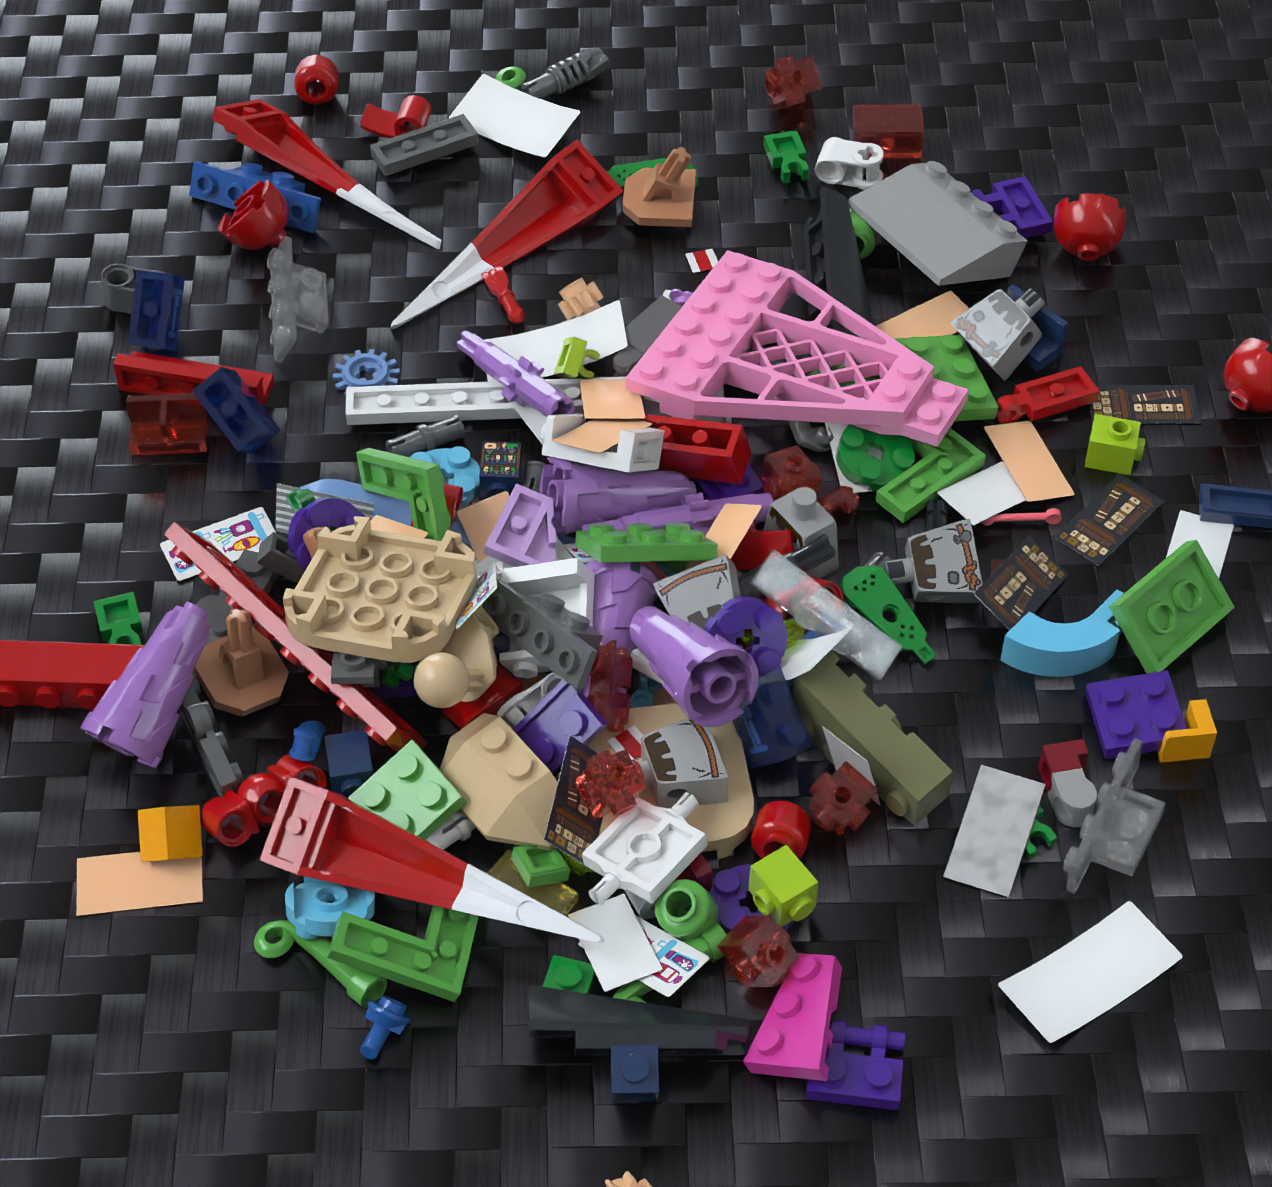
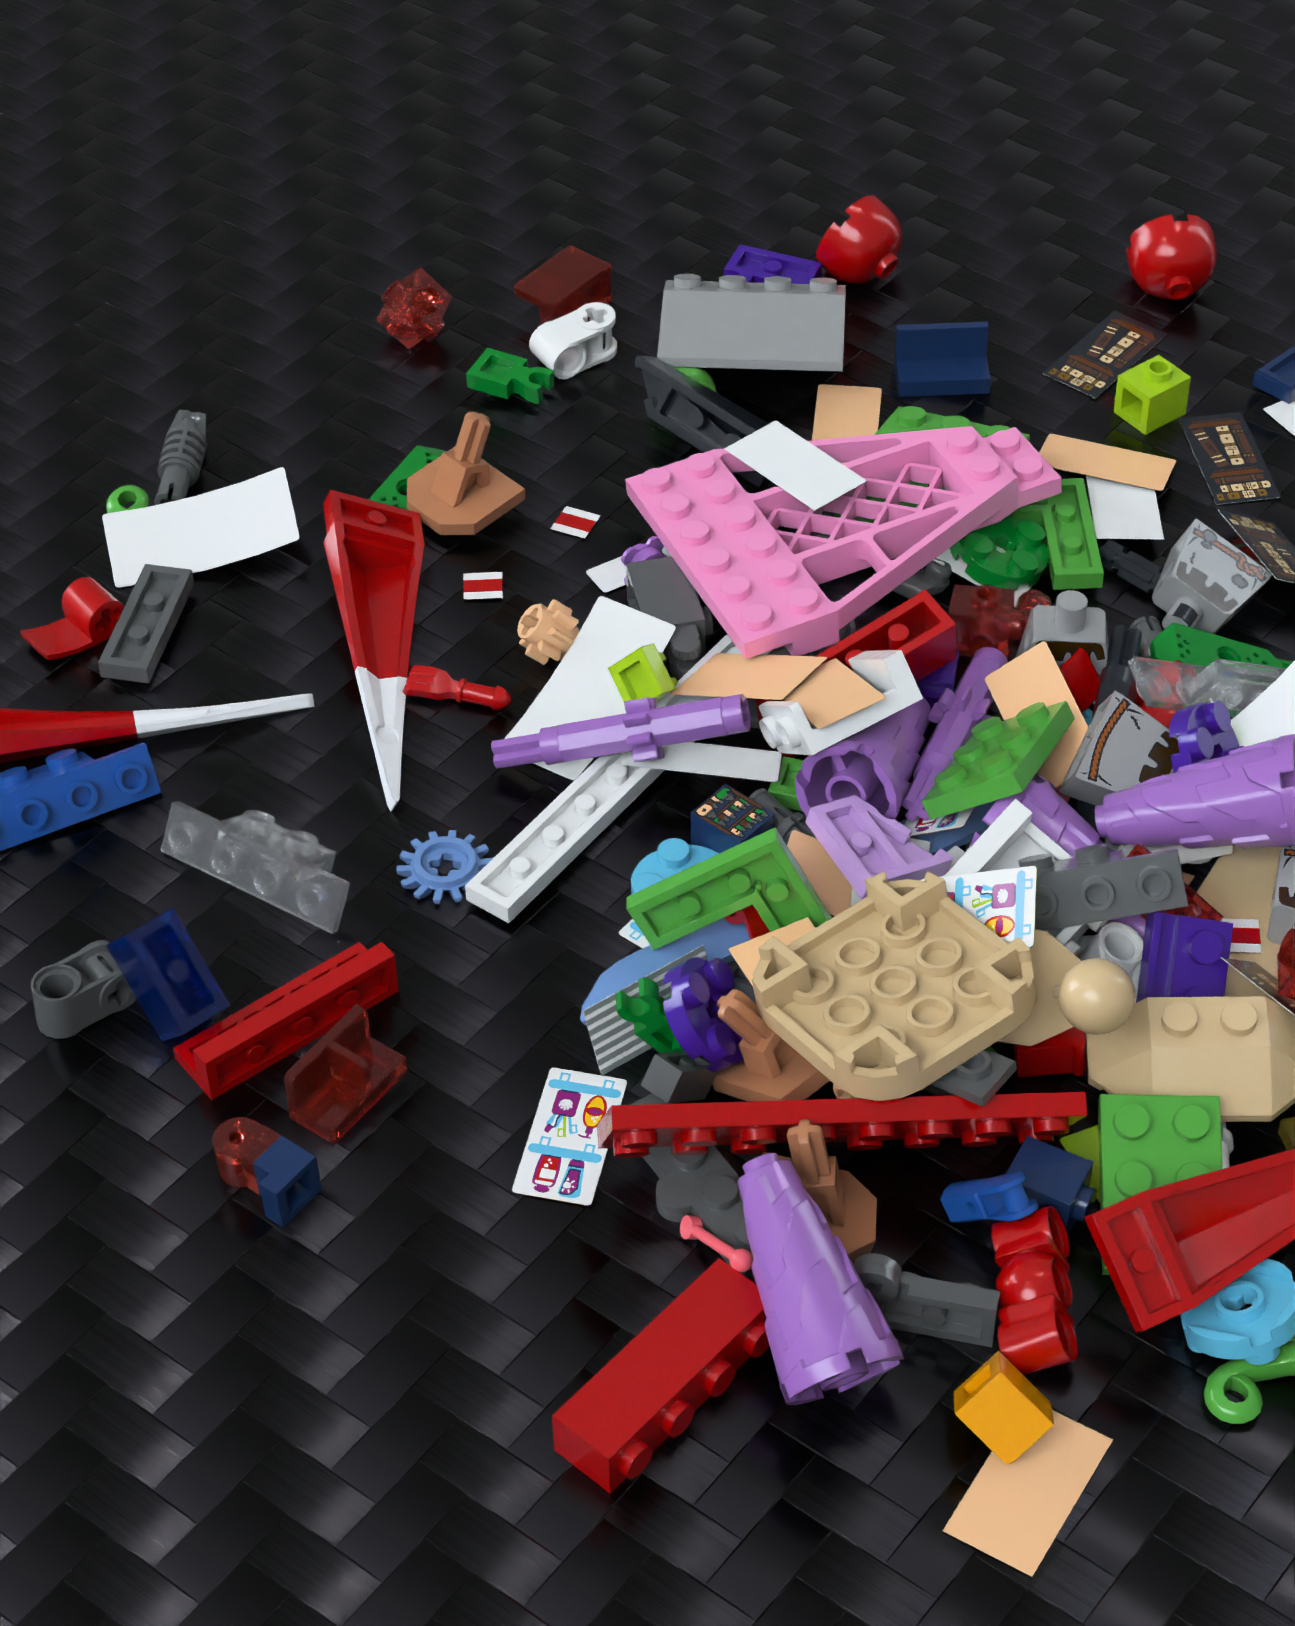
camera: 50 degrees left, 5 degrees down
(80, 444) = (268, 1165): none -> leg
(119, 619) = (618, 1285): green plate -> none
(236, 410) = (418, 988): clear blue brick -> none
(257, 219) = (102, 811): red cylinder -> none
(427, 437) = (607, 868): dark grey pin -> none
(606, 255) = (482, 585): none -> sticker
(812, 311) = (795, 465): none -> white sticker
(1001, 329) = (938, 369): light grey torso -> none
(1048, 396) = (1044, 396): red plate -> none
(1051, 516) = (1193, 489): coral hinge -> none

